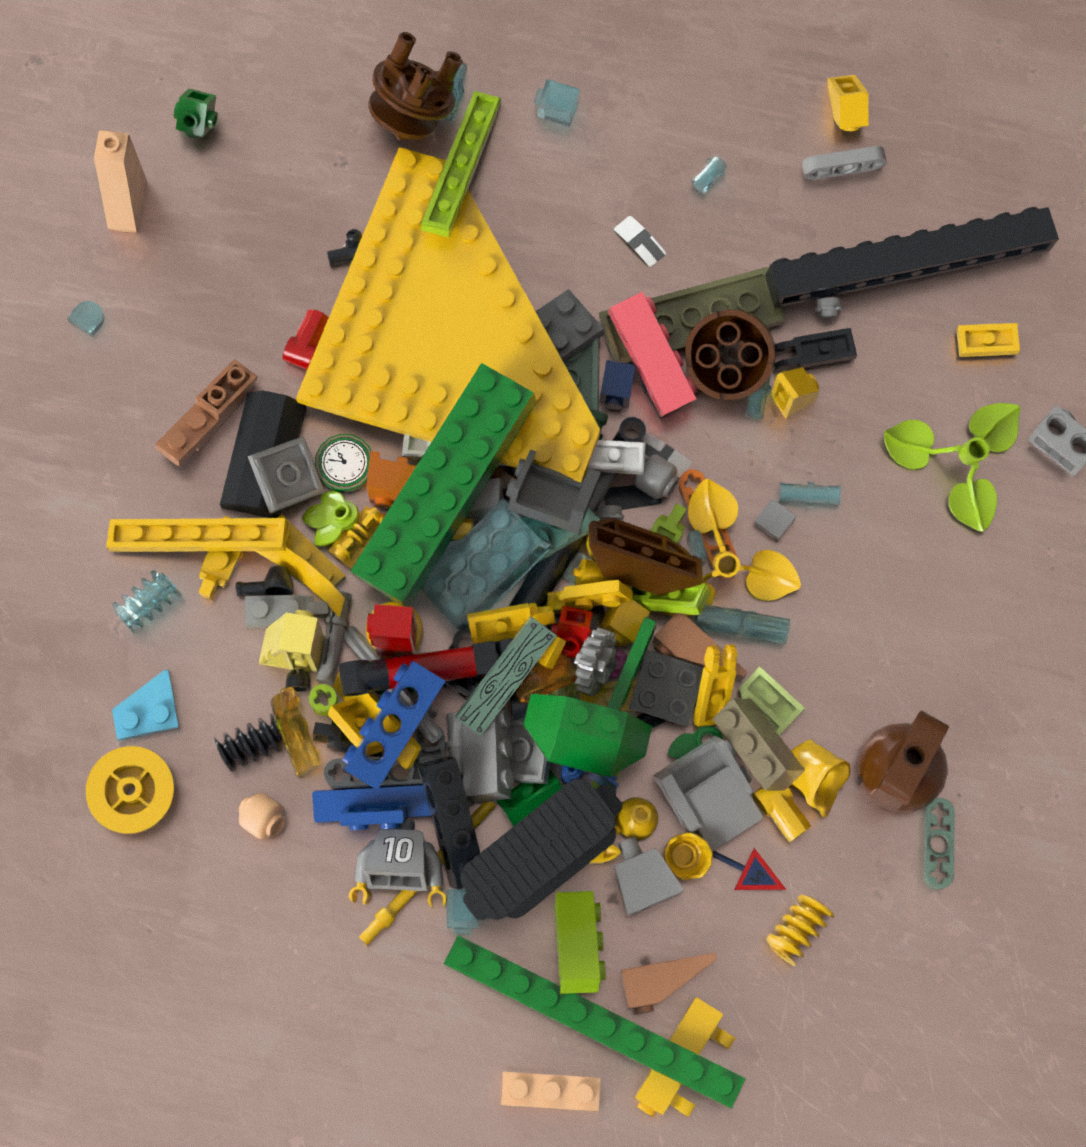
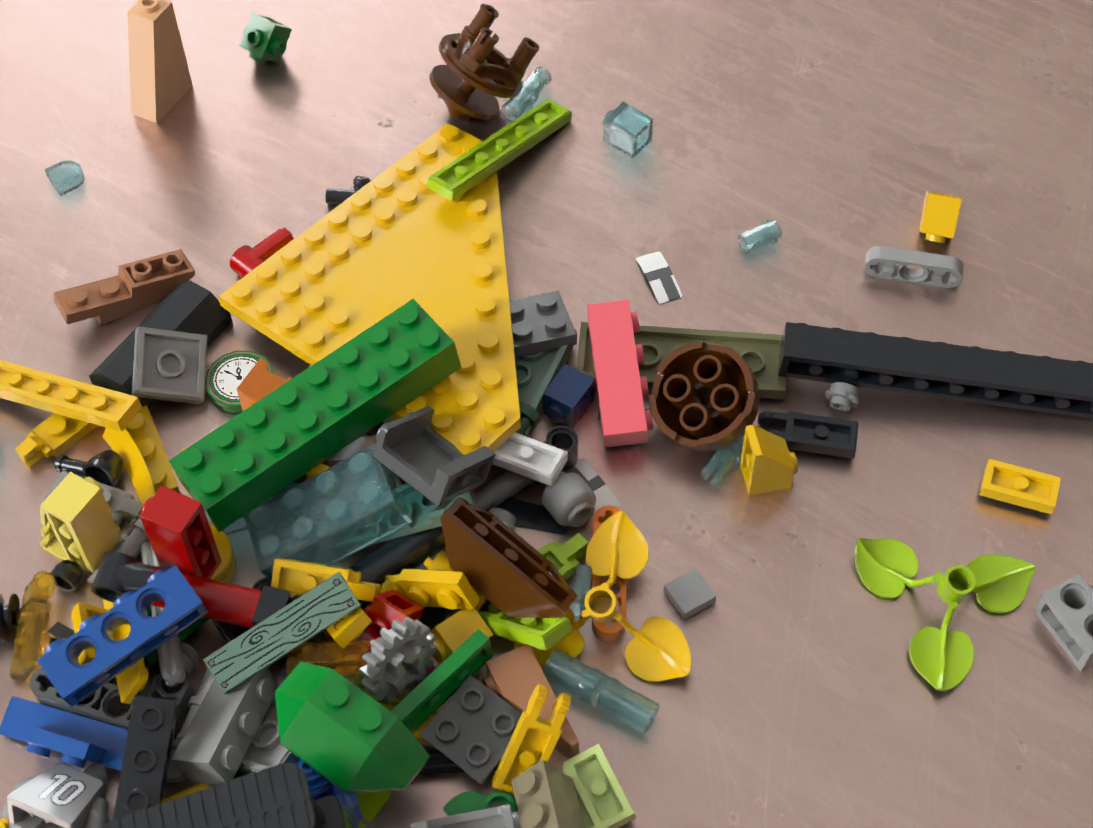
camera: 25 degrees right, 20 degrees down
(316, 692) = (71, 595): lime bush -> none
(327, 517) = (193, 425): lime plate -> none
(810, 493) = (742, 578): clear light blue pin -> none

